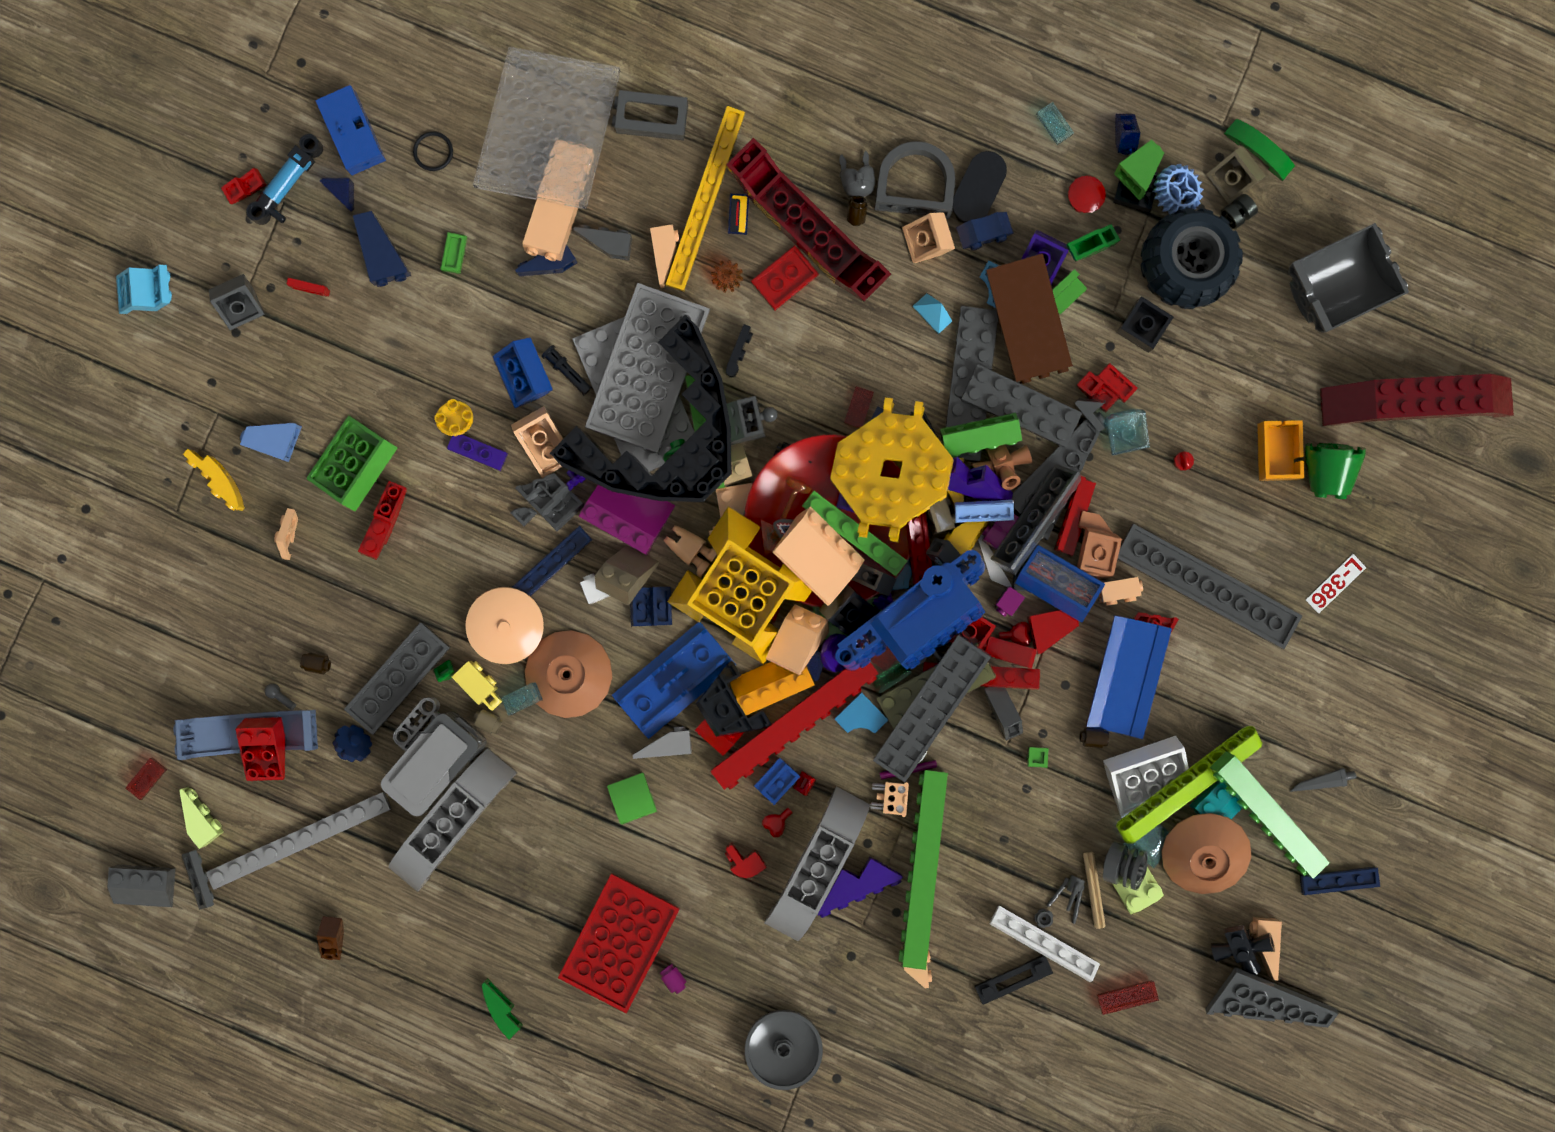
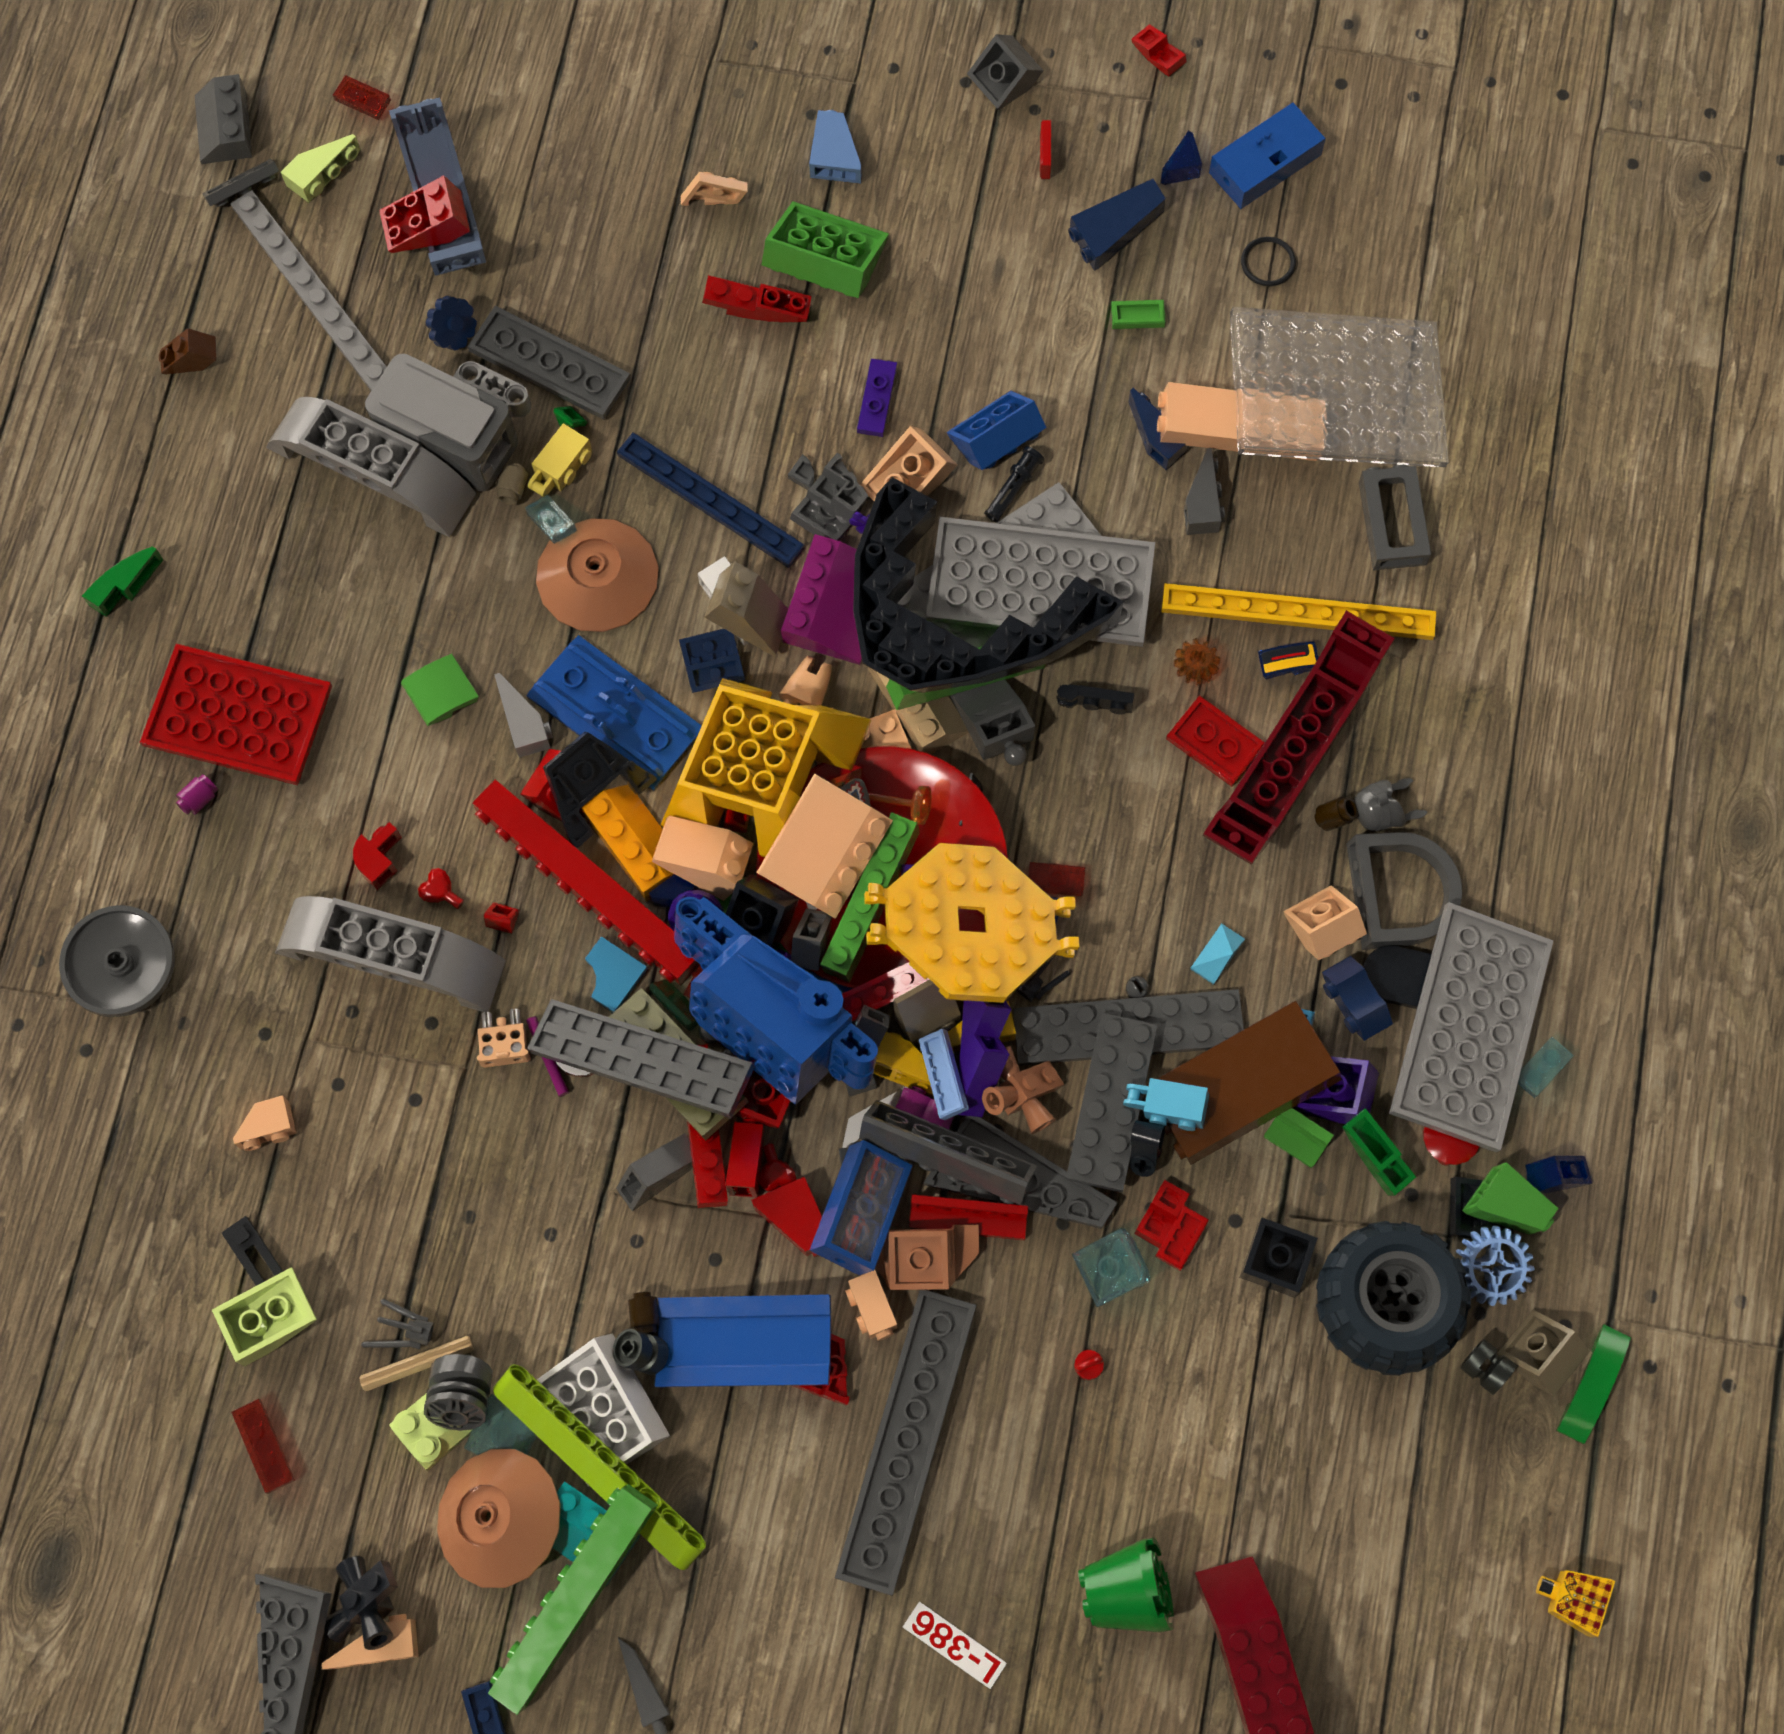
camera: 85 degrees right, 15 degrees down
(221, 481) = (767, 101): yellow slope -> none
(273, 691) = (503, 221): dark grey bar -> none
(298, 162) = (1209, 104): piece -> none
(315, 663) = (550, 260): dark brown brick -> none
(454, 418) = (914, 358): yellow dish -> none
(504, 625) = (647, 477): light nougat dish -> none
(664, 246) = (1216, 570): light nougat slope -> none
(777, 781) = (498, 876): blue plate -> none
(853, 887) = (365, 1008): dark purple slope -> none
(924, 870) = (404, 1100): bright green brick -> none
(946, 375) = (1131, 989): none -> dark grey hinge
(981, 434) = (1053, 1046): bright green brick -> none
(1008, 602) = (820, 1146): magenta brick -> none
(1021, 161) = (1471, 1027): none -> light grey plate
(1037, 367) = (1170, 1103): none -> medium azure brick
(1037, 757) = (599, 1237): bright green plate -> none
(1044, 913) = (362, 1289): dark grey plate -> none
(1044, 943) = (325, 1303): white plate -> none
(1049, 984) = (264, 1317): none -> yellowish green slope
(1058, 390) = (1145, 1147): none -> black piece
(1088, 408) = (1130, 1203): dark grey slope -> none
(1121, 744) = (640, 1351): none -> pearl dark grey wheel
(1278, 450) = (1137, 1505): light orange piece -> none
(1346, 279) = (1429, 1549): dark grey cylinder -> none
(1389, 195) = (1578, 1599): none -> torso

